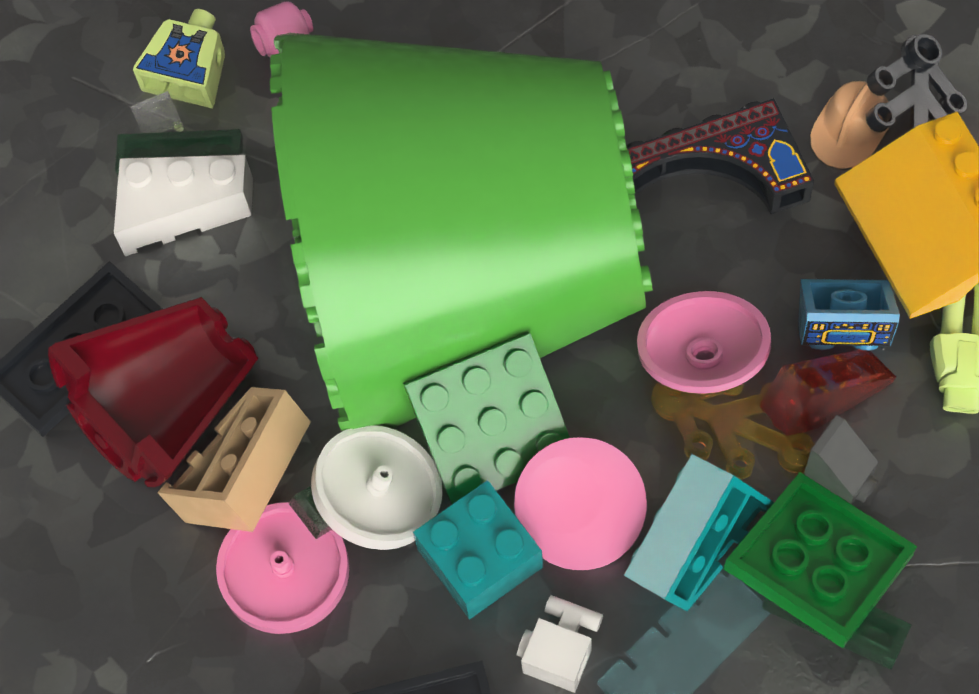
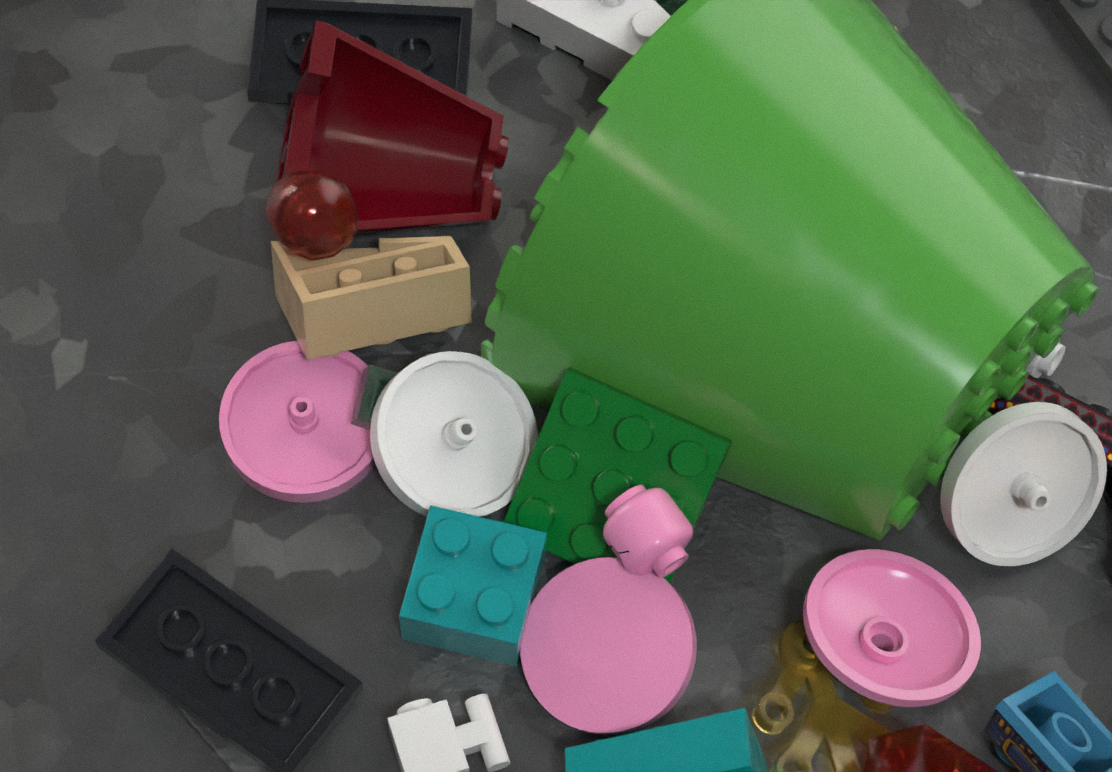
camera: 40 degrees right, 0 degrees up
(170, 450) = (312, 214): none -> clear red hair
(540, 422) = (647, 531): none -> bright pink head
(683, 204) = (1023, 484): none -> white piece

